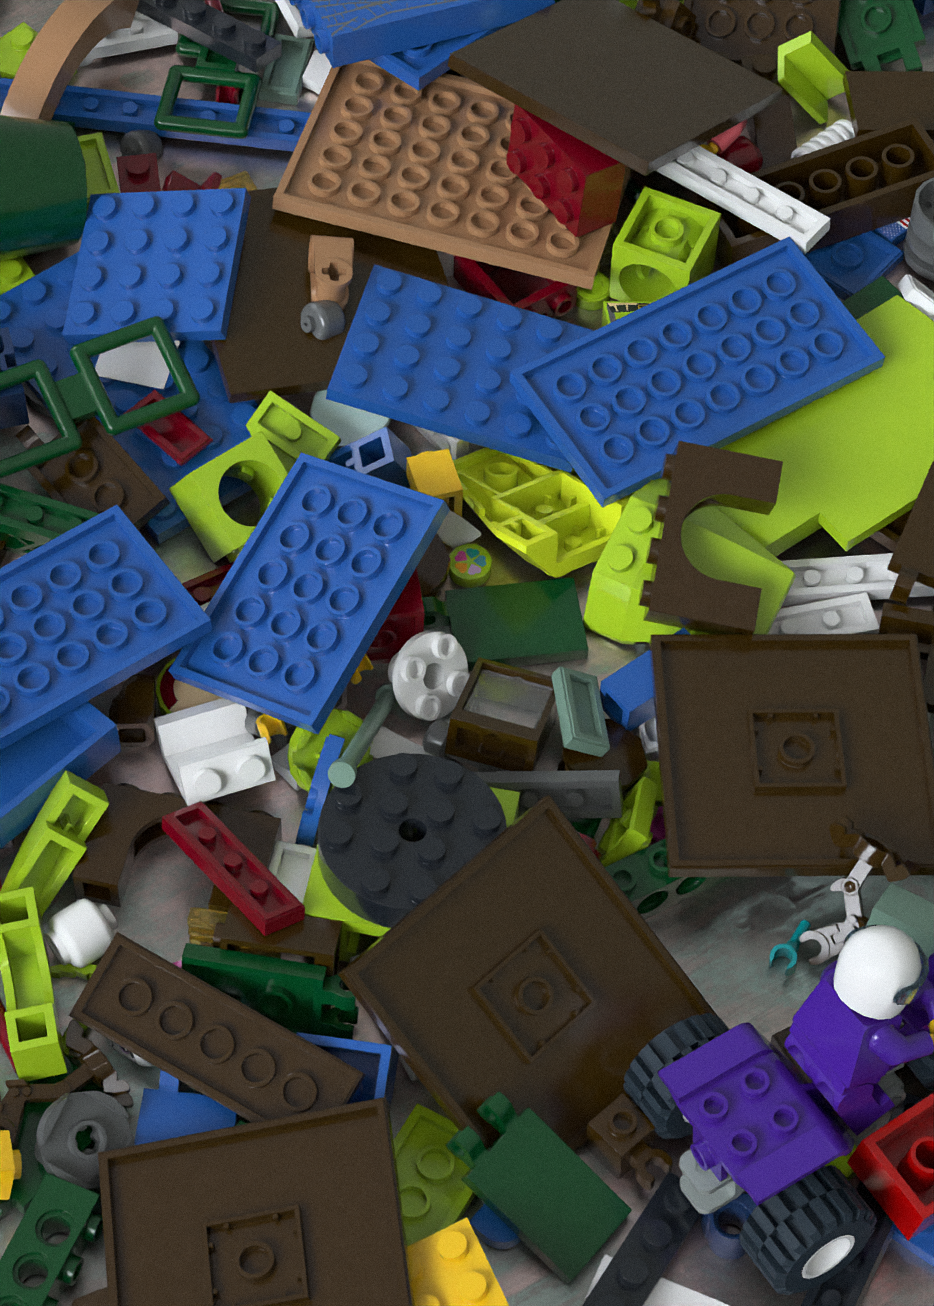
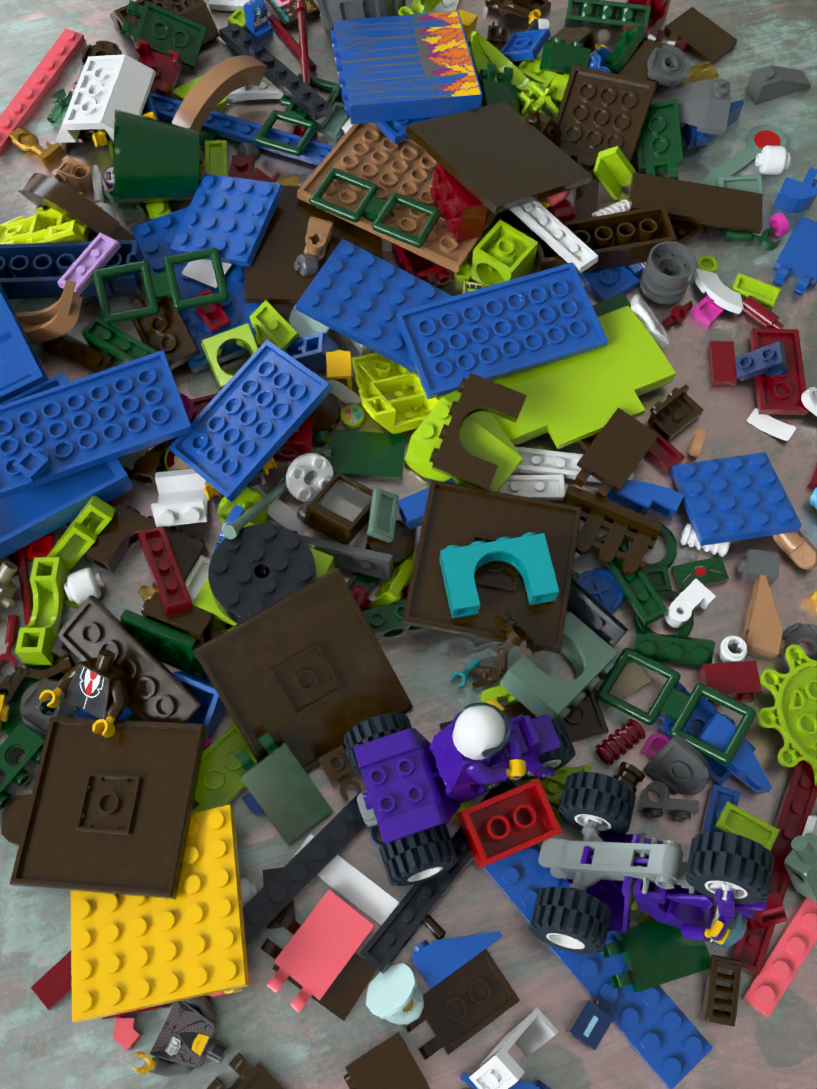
camera: 15 degrees right, 10 degrees up
(171, 1084) = (95, 688): none -> torso
(420, 202) = (375, 208): none -> dark green bar
(849, 720) = (526, 553): none -> teal arch

